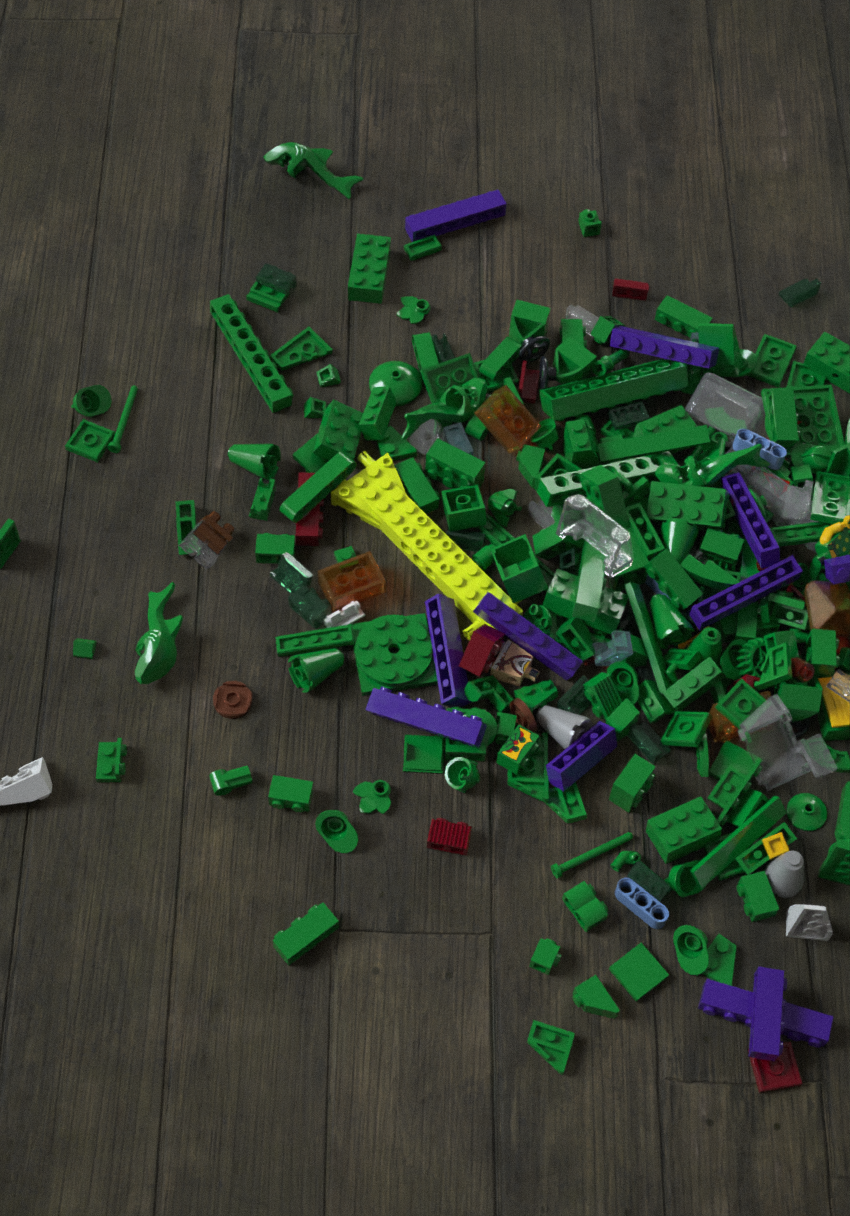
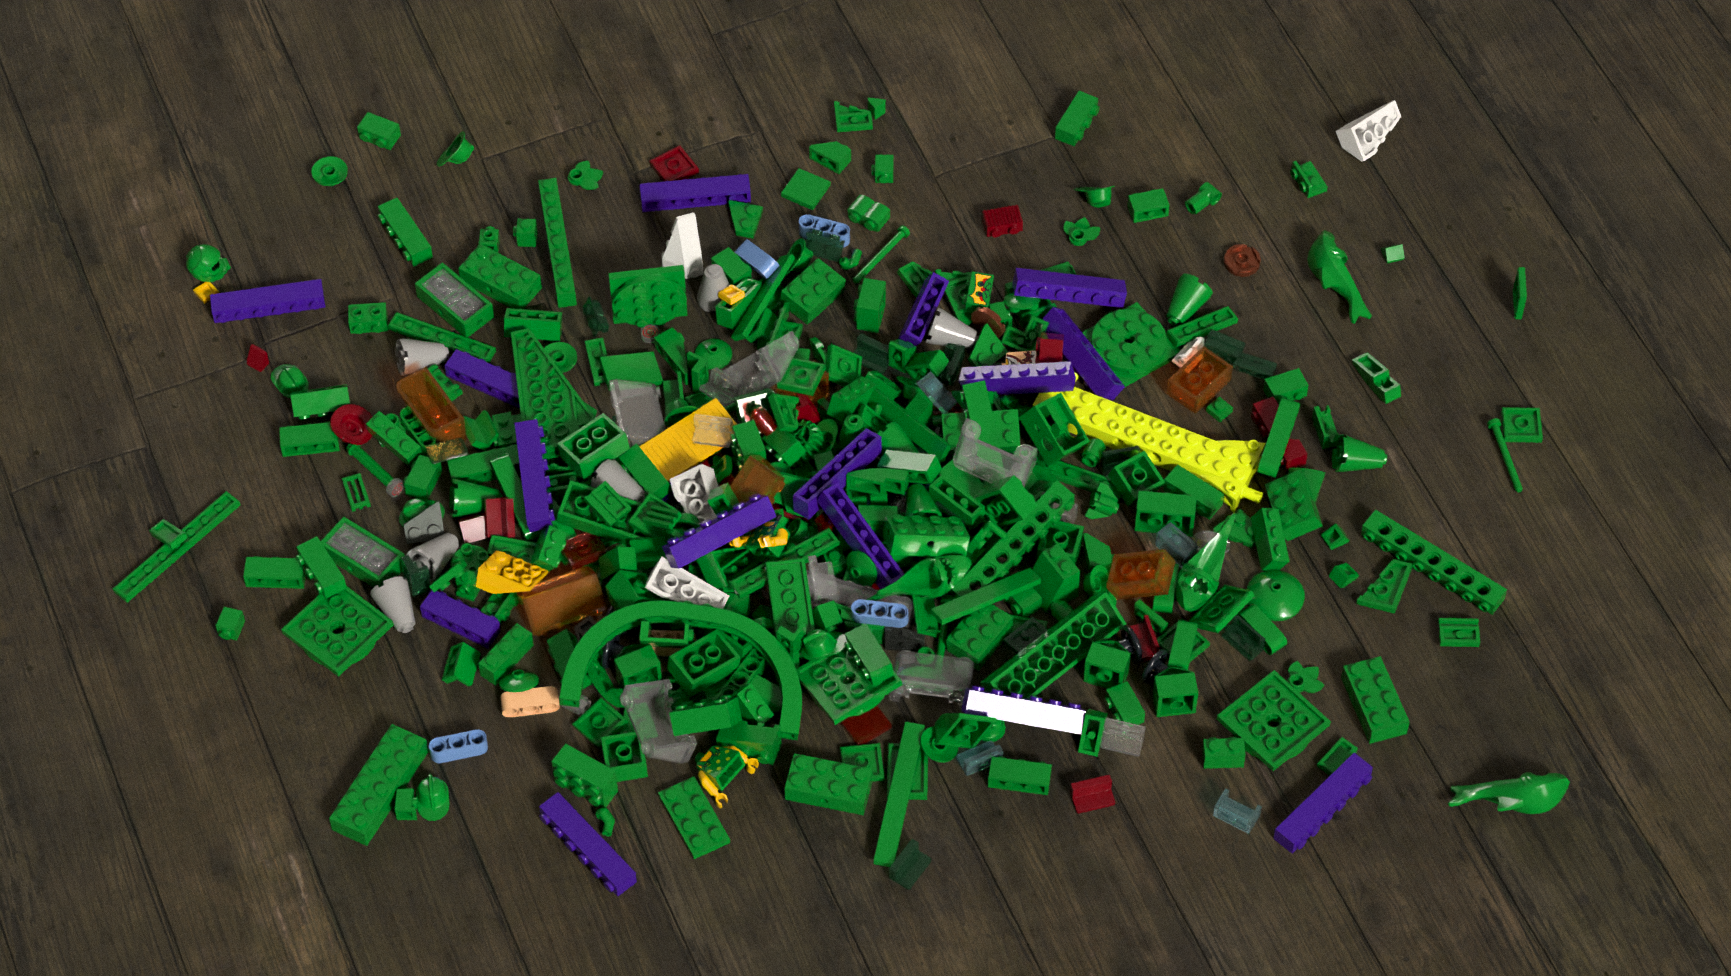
camera: 160 degrees right, 5 degrees down
(92, 400) = (1546, 451): green piece -> none
(211, 534) = (1348, 364): hips -> none
(276, 278) = (1460, 648): clear green bracket -> none
(462, 774) = (1008, 265): green helmet -> none
(465, 266) = (1277, 702): none -> green piece
(512, 274) = (1223, 753): none -> green brick
(518, 1045) = (877, 107): none -> green slope
(524, 234) = (1236, 813): none -> clear light blue panel
(589, 219) = (1168, 855): green brick -> none
(607, 363) = (1073, 677): green pin -> none
(691, 949) = (770, 216): green piece -> none
(729, 890) = (757, 259): none -> medium blue beam
(766, 1014) = (694, 175): dark purple brick -> none
(787, 339) = (899, 795): none -> green tile
(834, 780) = (697, 370): none -> green panel

